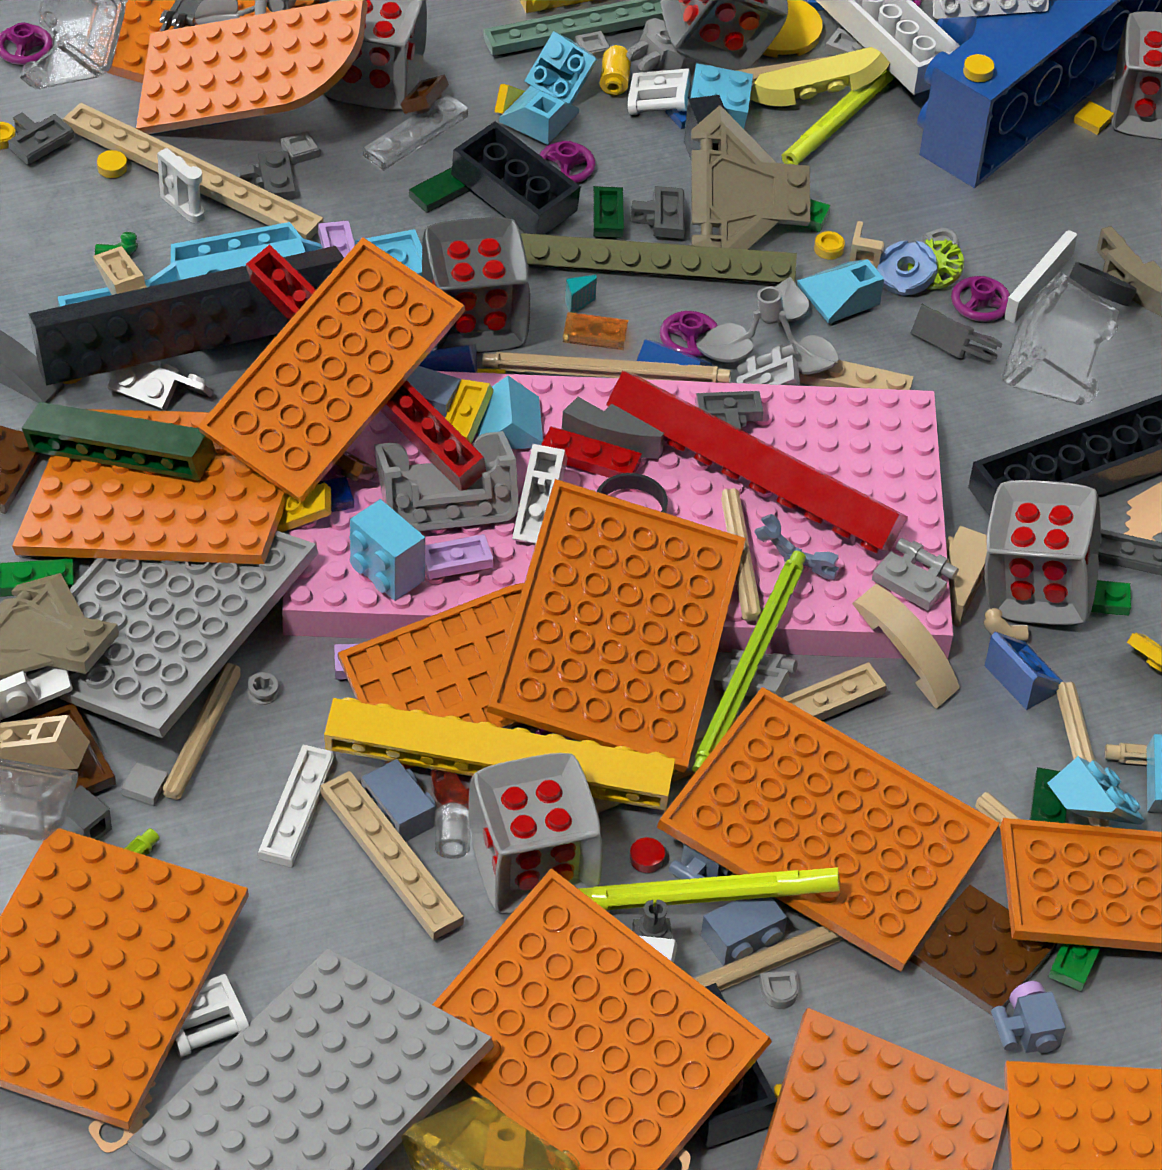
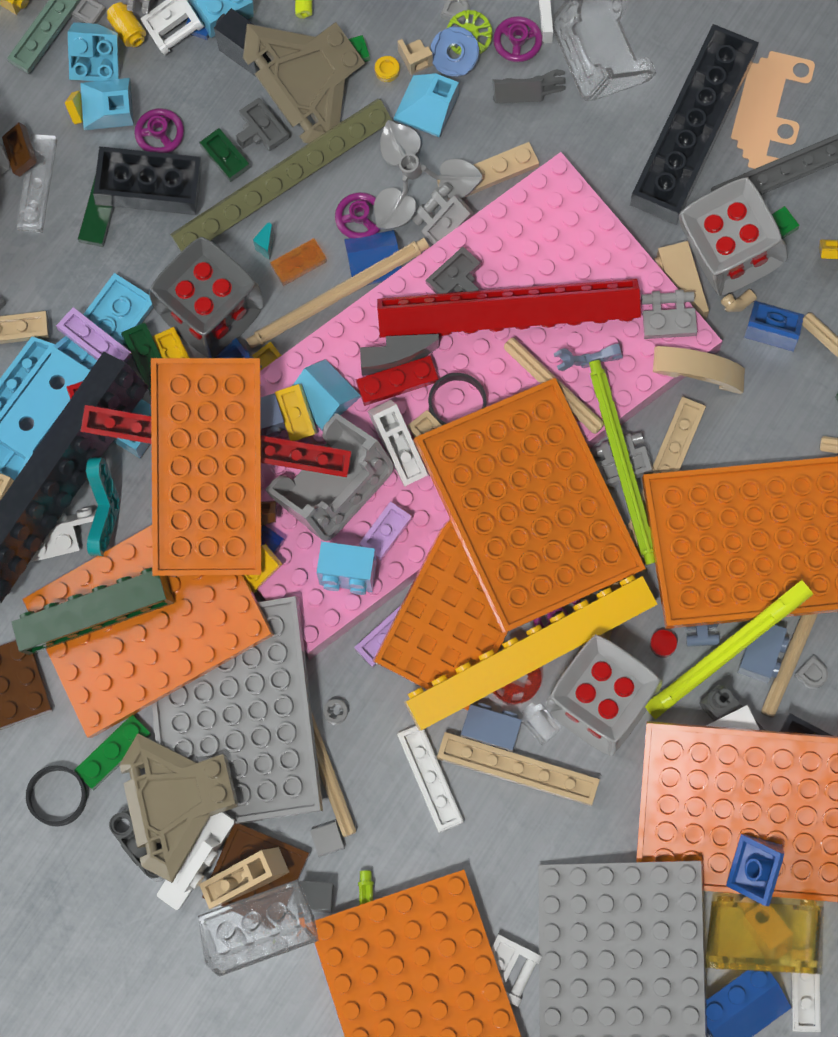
camera: 30 degrees left, 25 degrees up
(234, 341) = (108, 506): none -> teal beam
(546, 1093) = (756, 868): none -> blue slope

